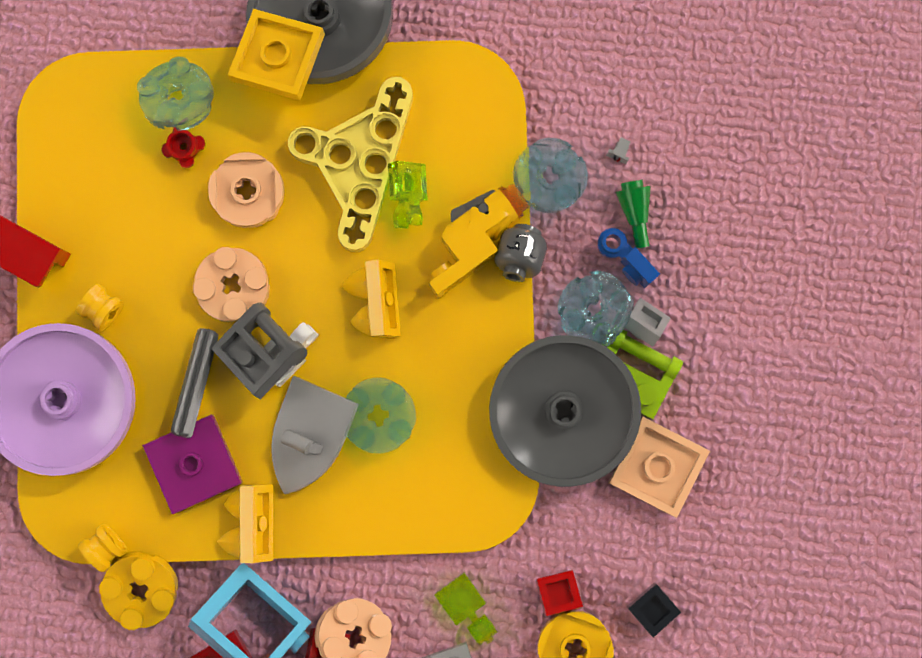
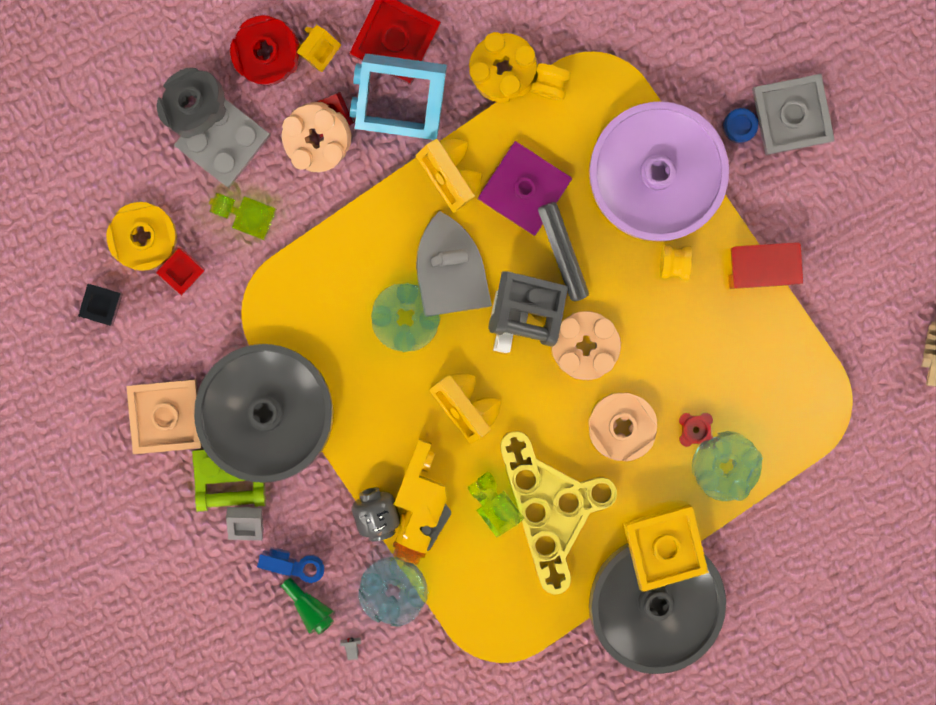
camera: 145 degrees right, 5 degrees up
(614, 311) = (273, 514): clear light blue plate -> none

